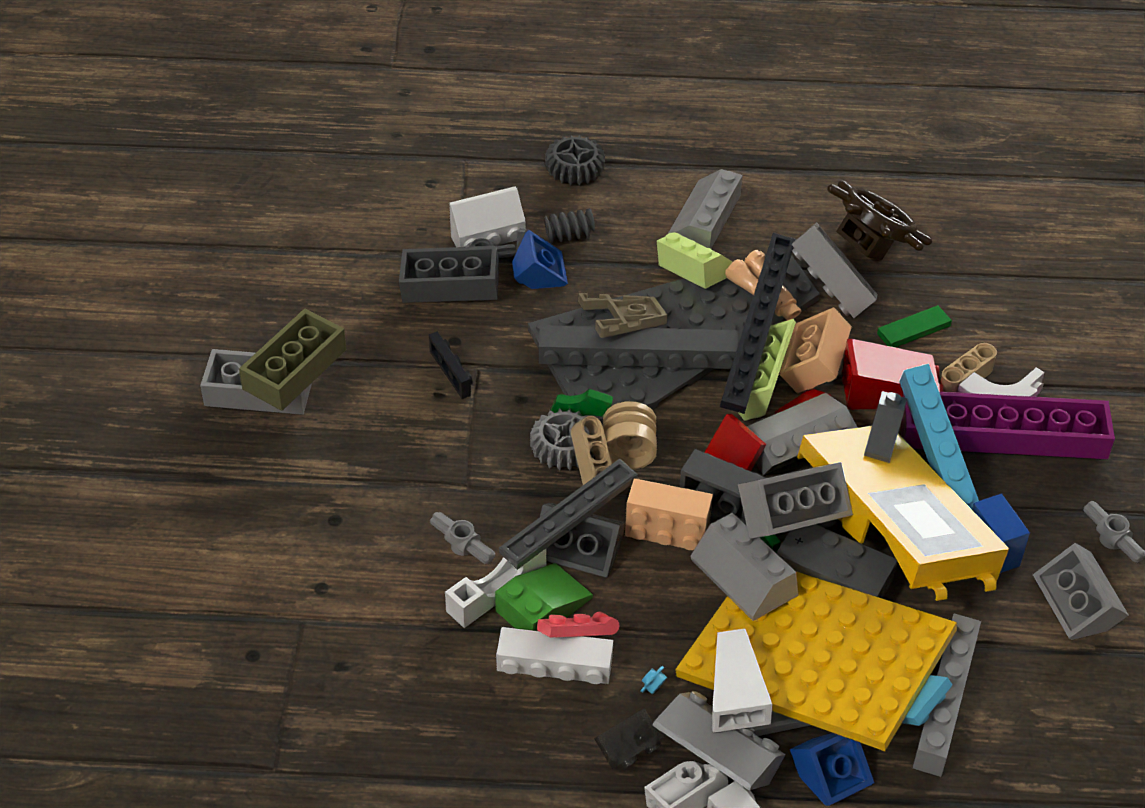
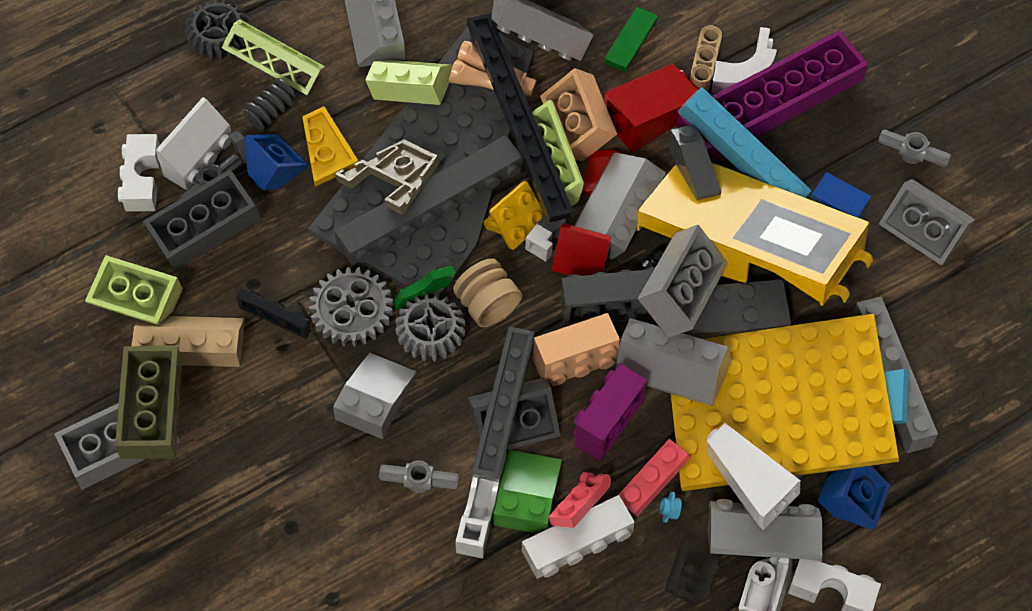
camera: 35 degrees left, 15 degrees up
(357, 292) = (134, 290): none -> yellowish green slope
(376, 353) = (199, 339): none -> tan slope
(423, 227) = (140, 154): none -> white arch
(477, 462) = (373, 395): none -> light grey slope
(514, 392) = (359, 325): none -> light grey gear
(591, 275) = (326, 146): none -> yellow wing
(593, 442) = (472, 331): tan beam -> none
(607, 191) = (278, 49): none -> yellowish green fence
(656, 648) = (653, 477): none -> coral plate
(658, 575) = (609, 411): none -> magenta brick
(701, 396) = (515, 215): none -> yellow bracket
(709, 422) = (542, 236): none -> white leg

